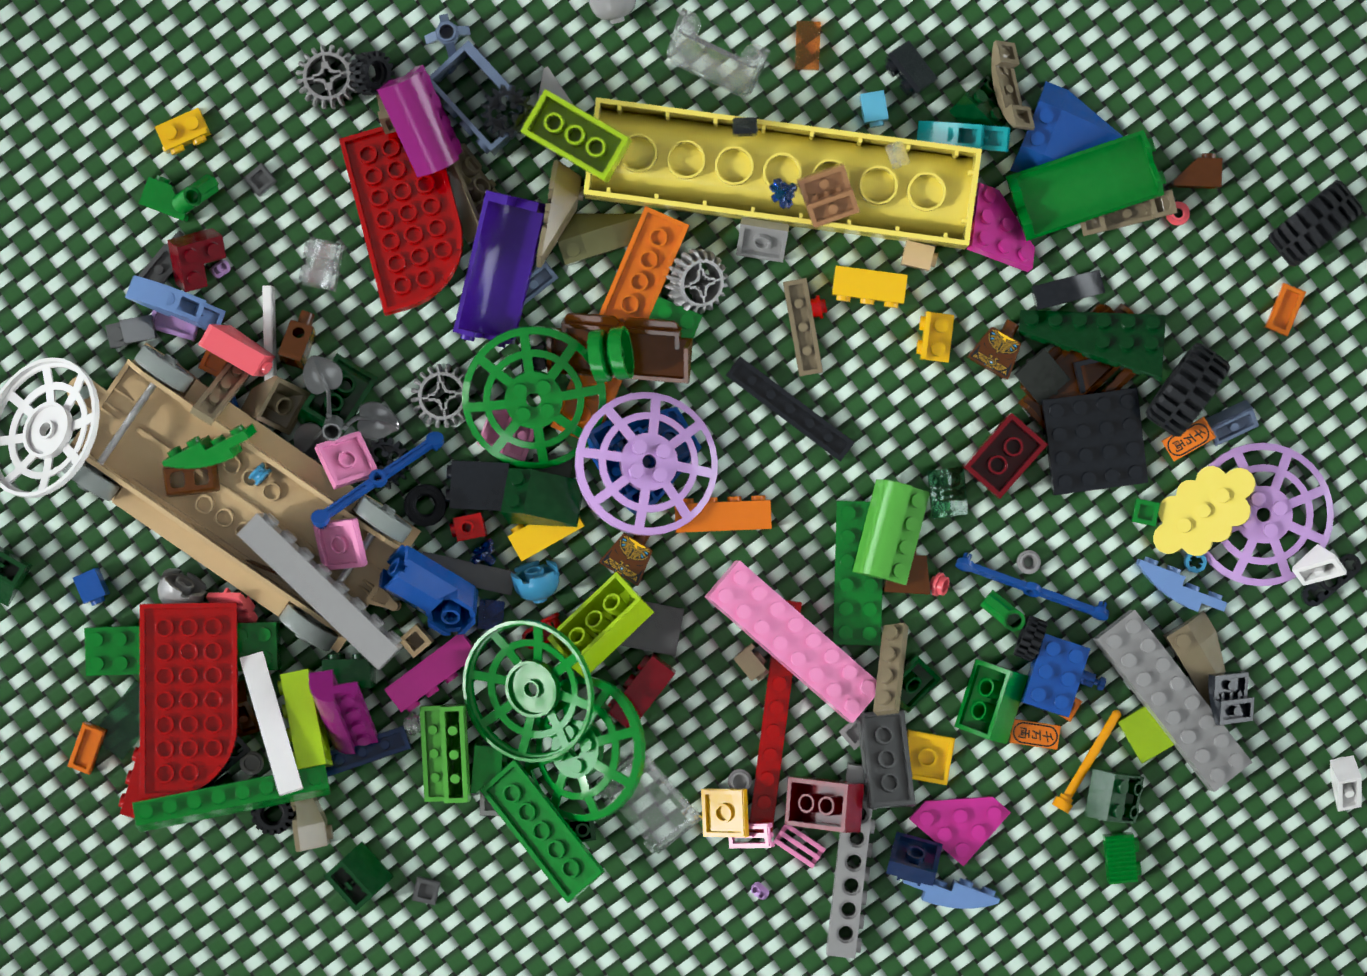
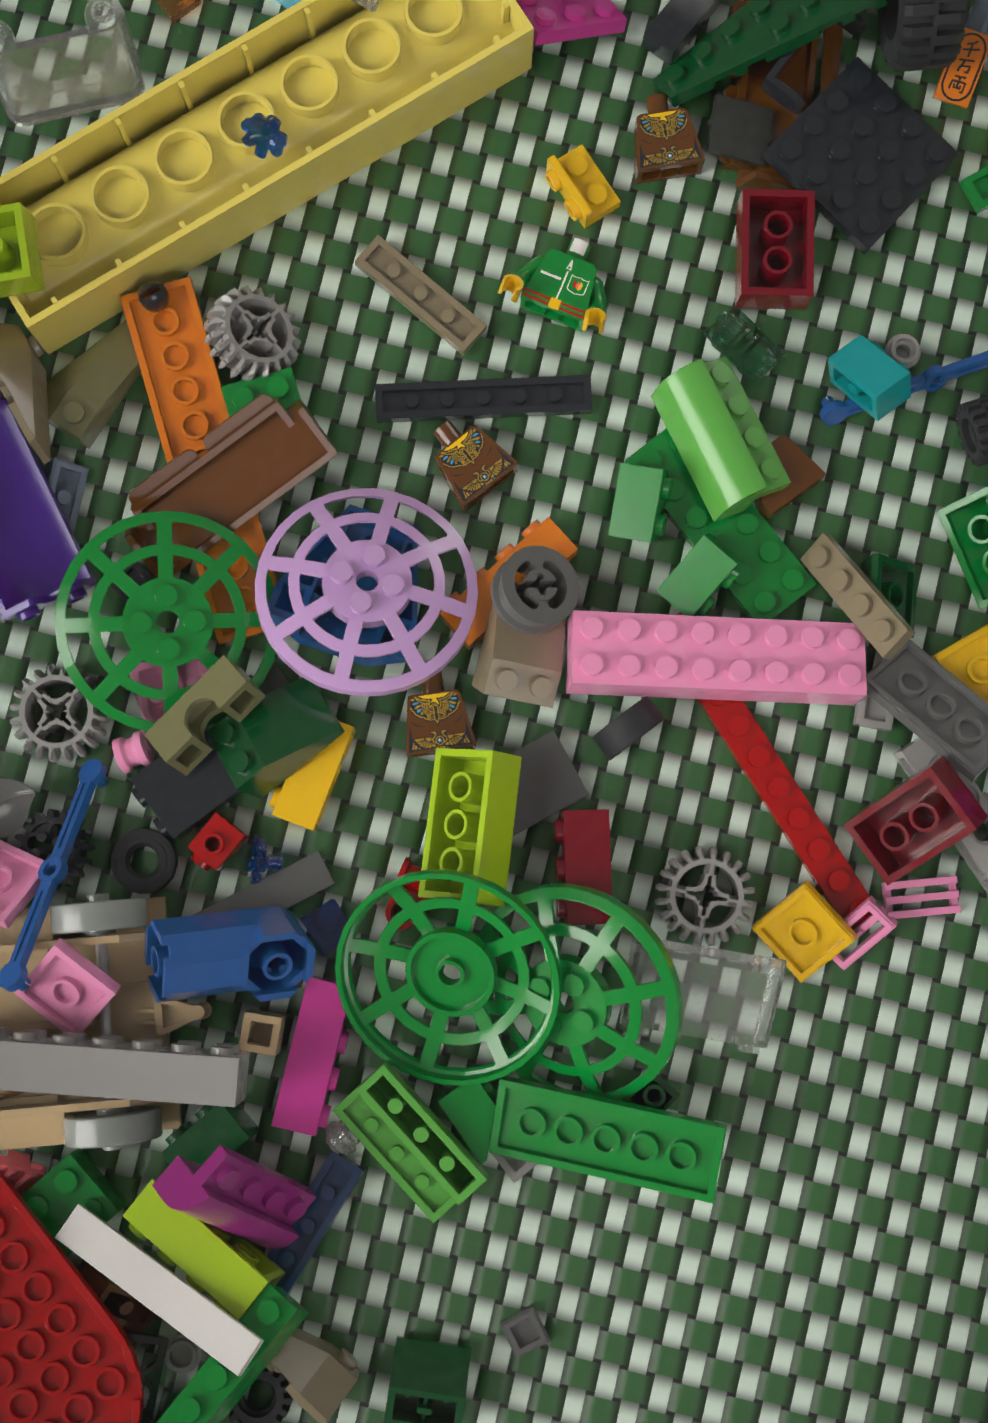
camera: 50 degrees left, 5 degrees down
(464, 446) = (133, 751): none -> bright pink wheel
(495, 459) = (181, 730): none -> olive arch
(536, 581) = (350, 842): dark azure cylinder -> none
(610, 354) = (215, 489): green wheel -> none
(660, 226) = (158, 300): none -> black hinge
(677, 737) = (708, 878): none -> light grey gear
(702, 555) = (520, 663): none -> dark tan slope
(718, 542) = (530, 610): none -> dark grey wheel
(721, 640) = (628, 728): none -> black tyre
(739, 779) = (786, 878): light grey plate -> none
(744, 127) = (159, 98): black slope -> none
(751, 663) = (685, 727): dark tan brick -> none
(755, 438) = (471, 463): none -> torso
(759, 891) = (921, 991): lavender rock -> none
(762, 239) = (290, 228): light grey plate -> none
(818, 307) = (420, 256): red plate -> none
(821, 593) = (700, 577): none -> green brick
(823, 530) = (640, 503): none -> green brick
(828, 195) = (321, 98): medium nougat slope -> none
(869, 286) = (458, 187): yellow brick -> none
(878, 384) = (561, 287): none -> green torso
(919, 256) = (486, 110): tan brick -> none
(939, 584) = (825, 457): coral plate -> none
(996, 563) = (870, 377): none -> teal brick
(1001, 610) = (921, 428): green piece -> none

